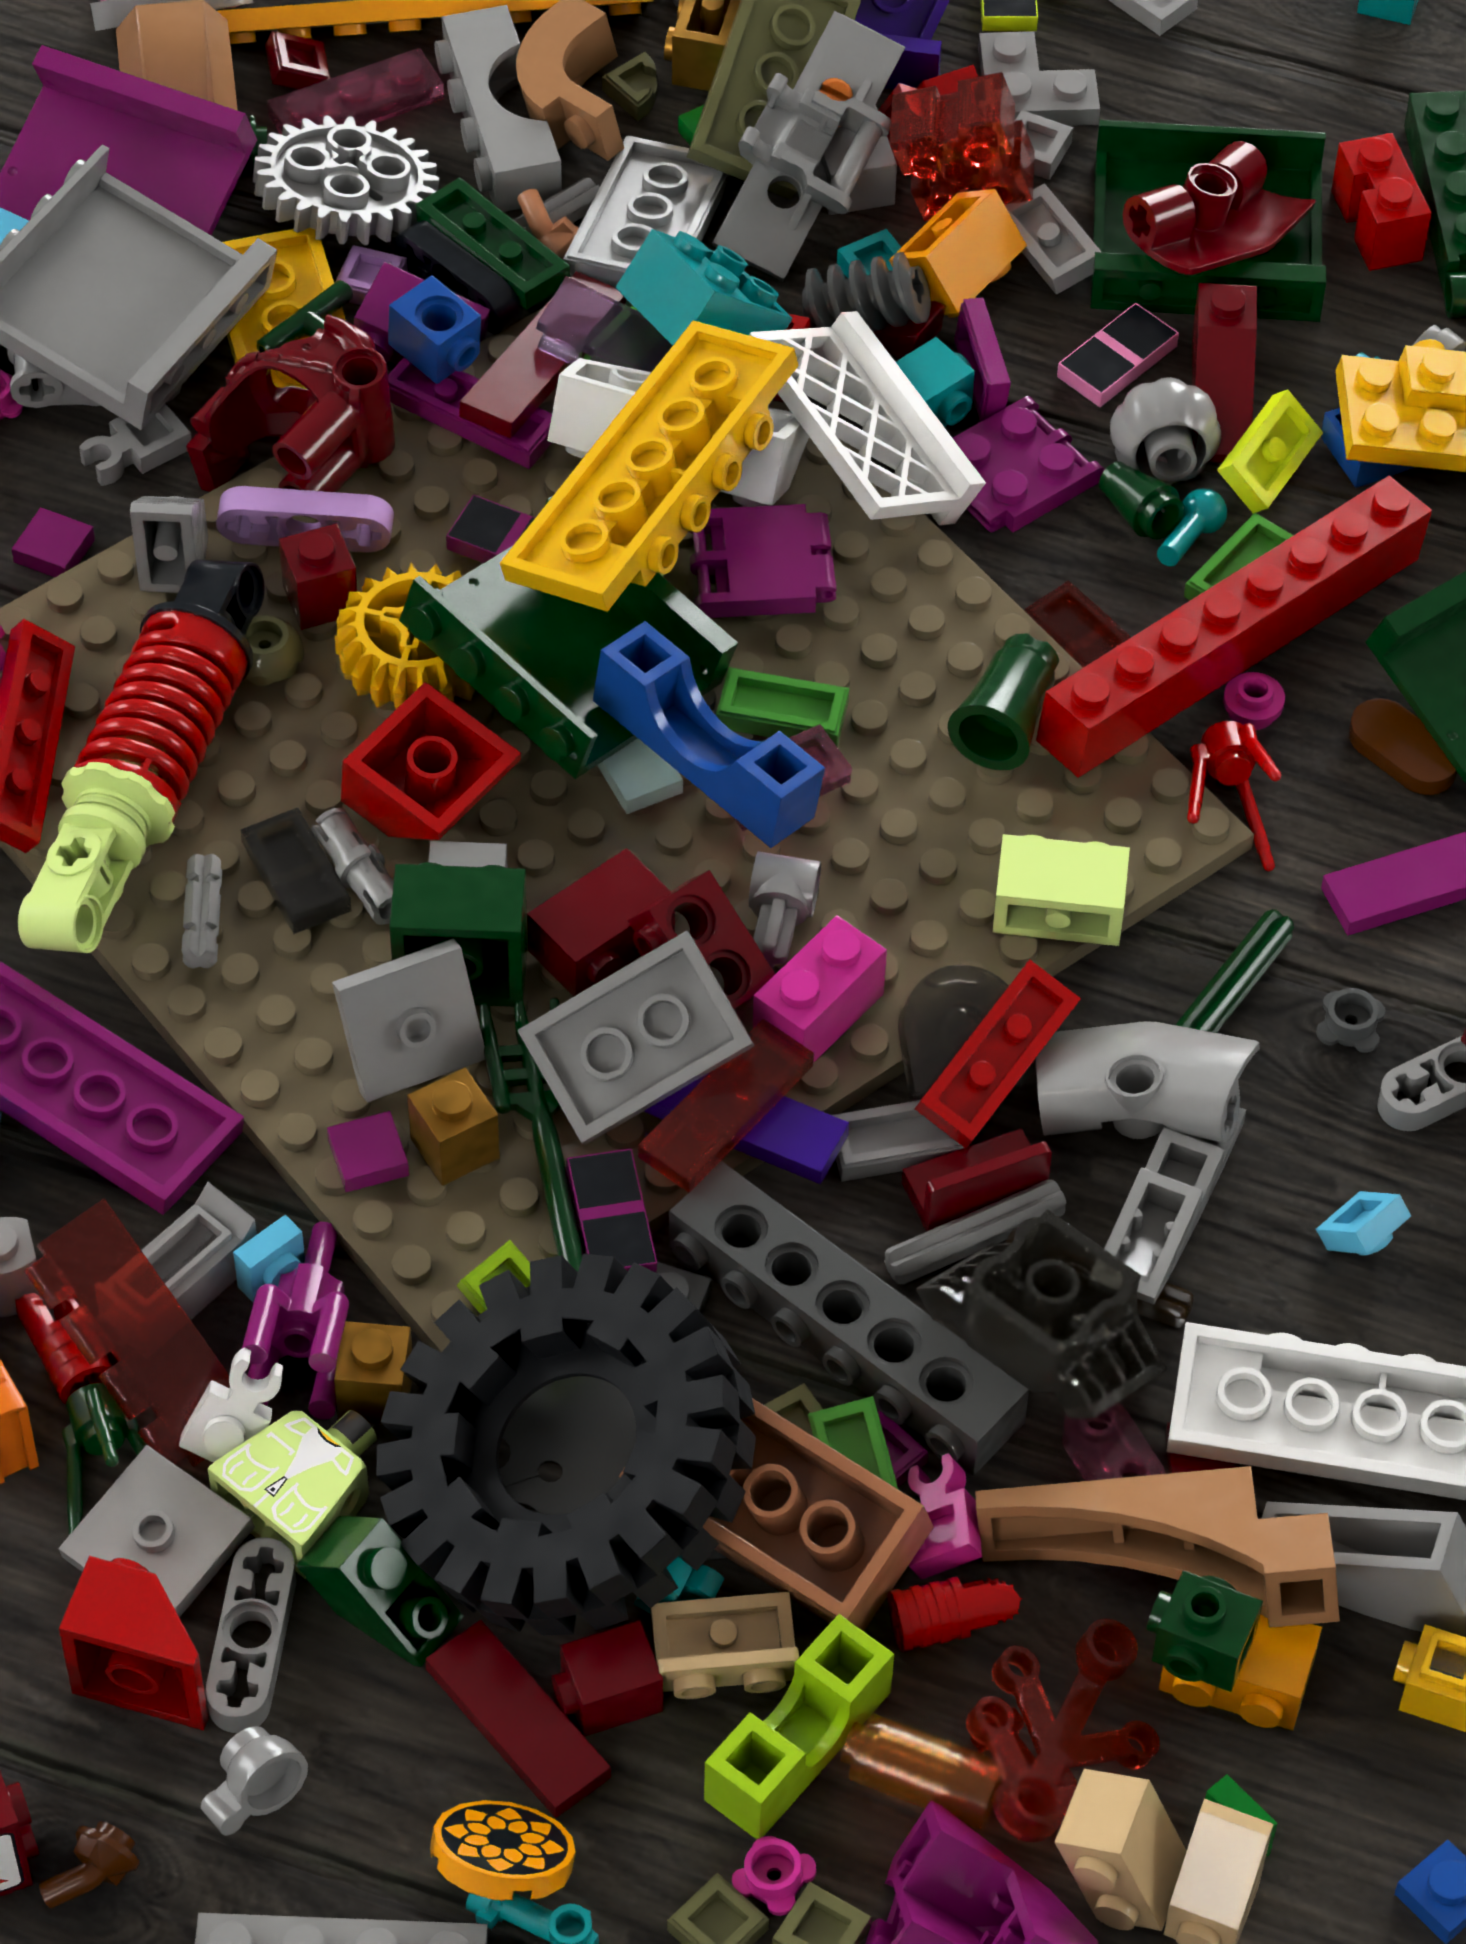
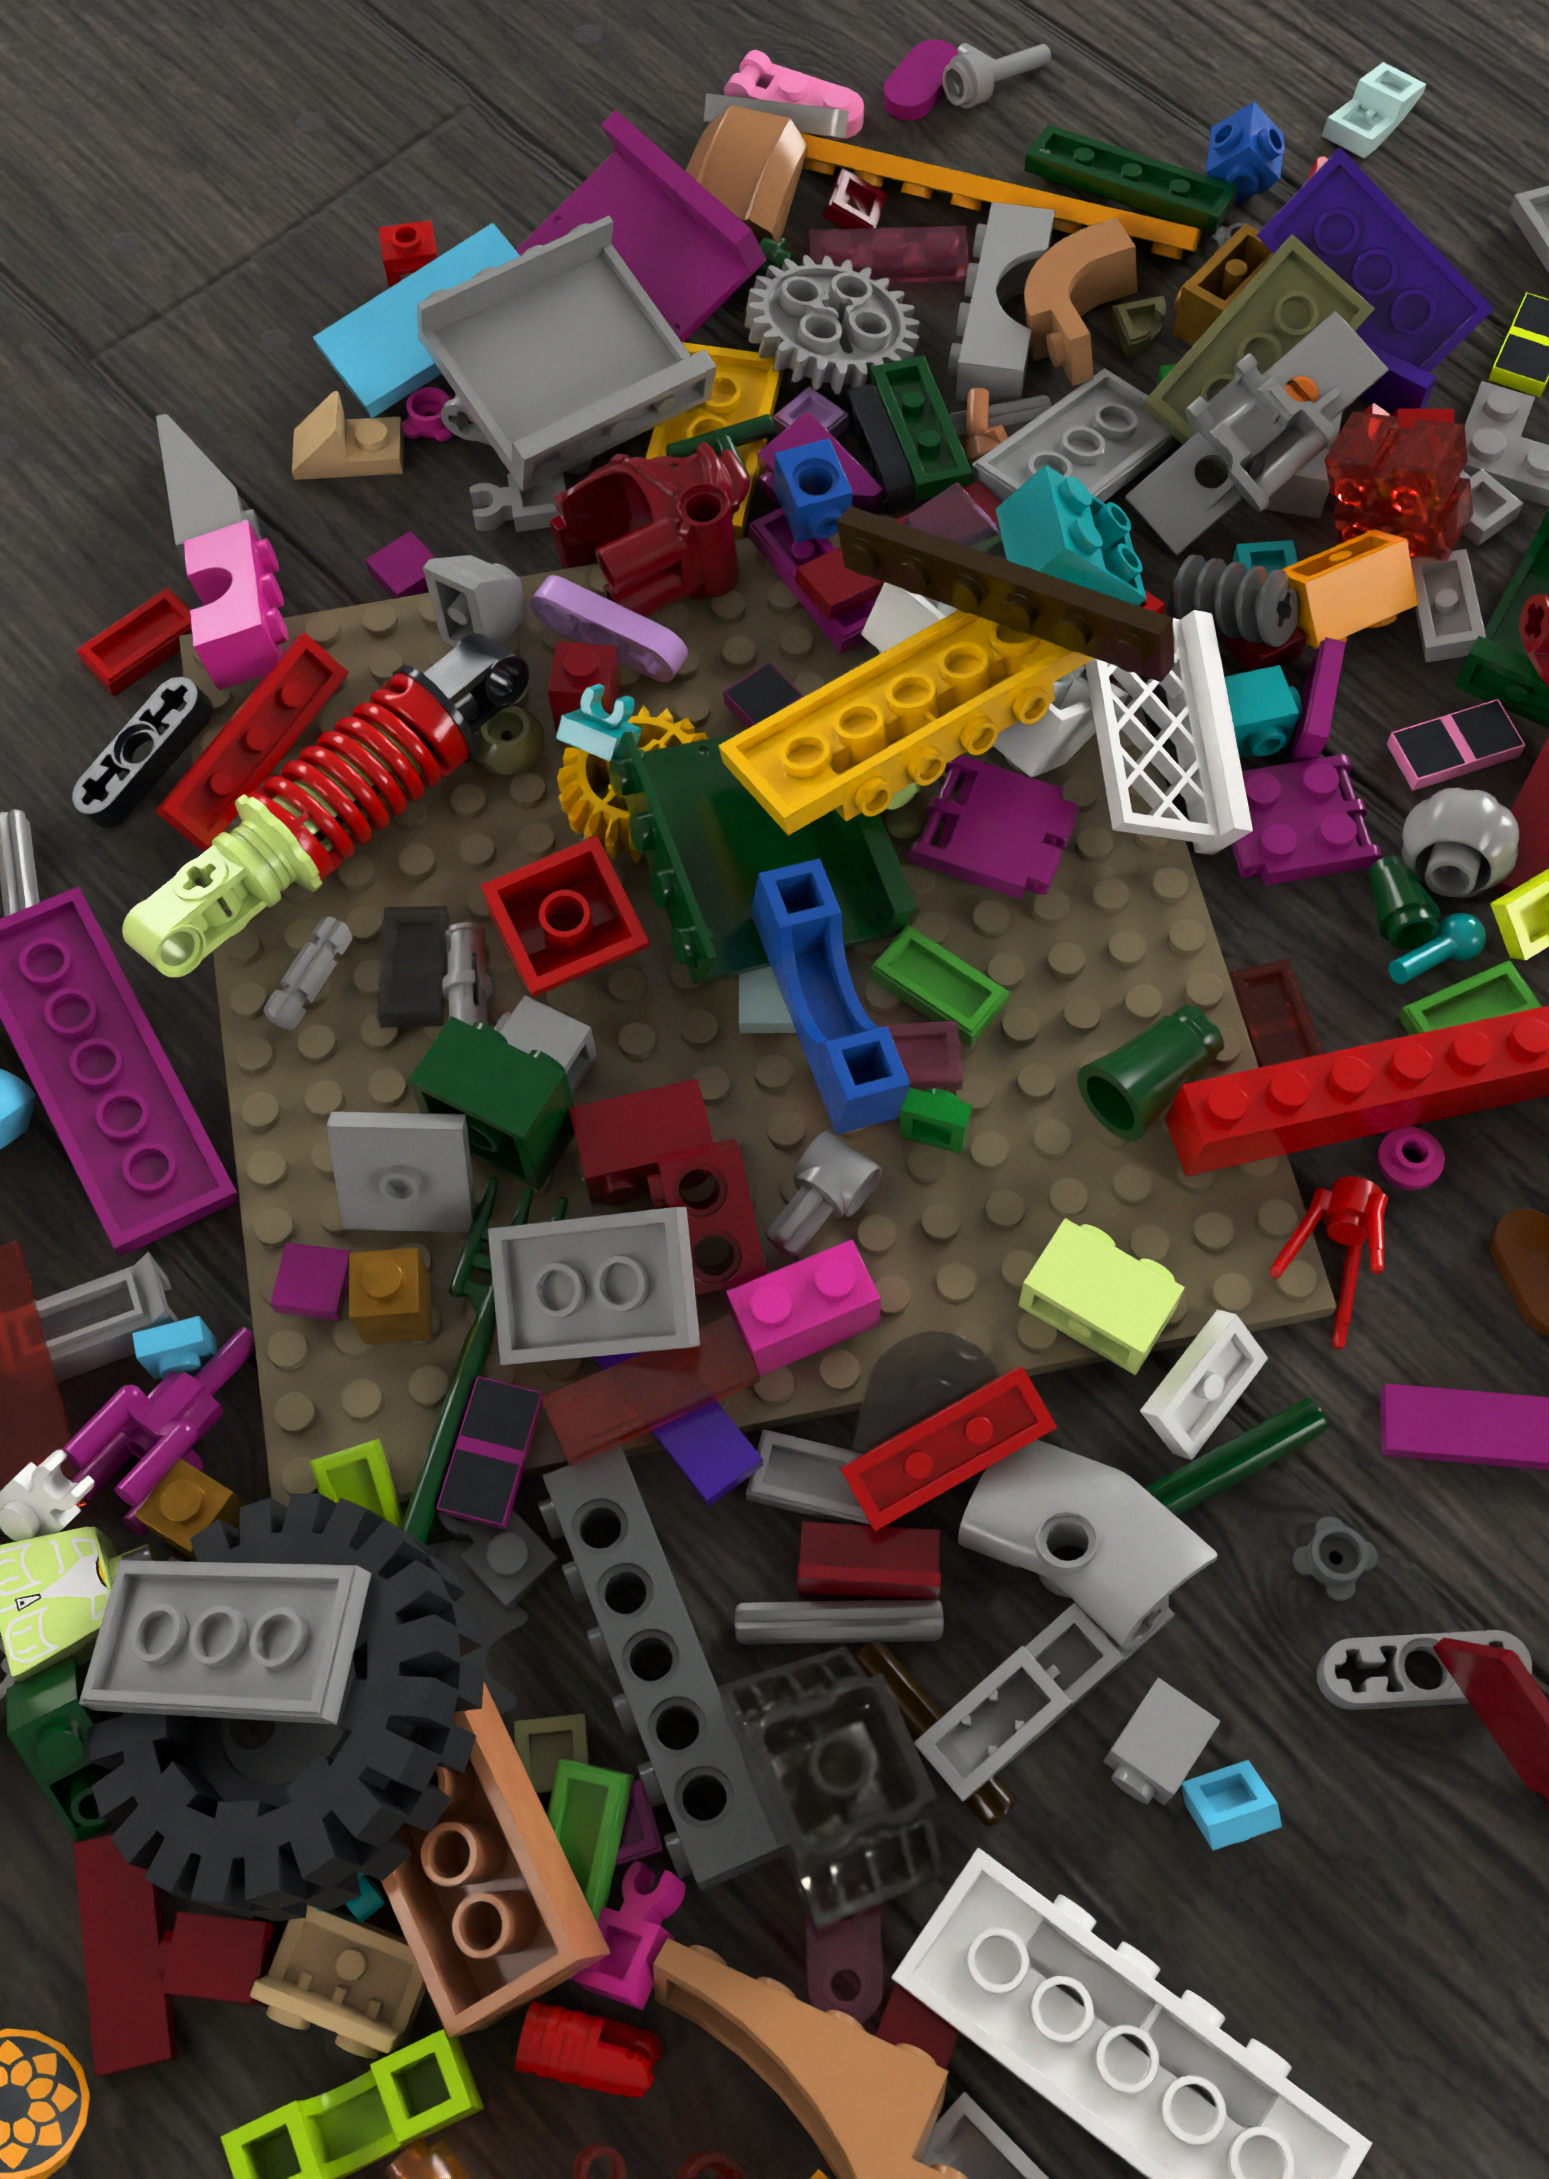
camera: 30 degrees right, 10 degrees up
(370, 594) = (595, 729): none -> teal tile
(493, 1407) = (227, 1640): none -> light grey tile
(689, 342) = (1008, 594): none -> dark brown plate
(846, 810) = (935, 1119): none -> green plate
(1178, 932) = (1204, 1384): none -> white plate
(1285, 1202) = (1159, 1744): none -> light grey brick

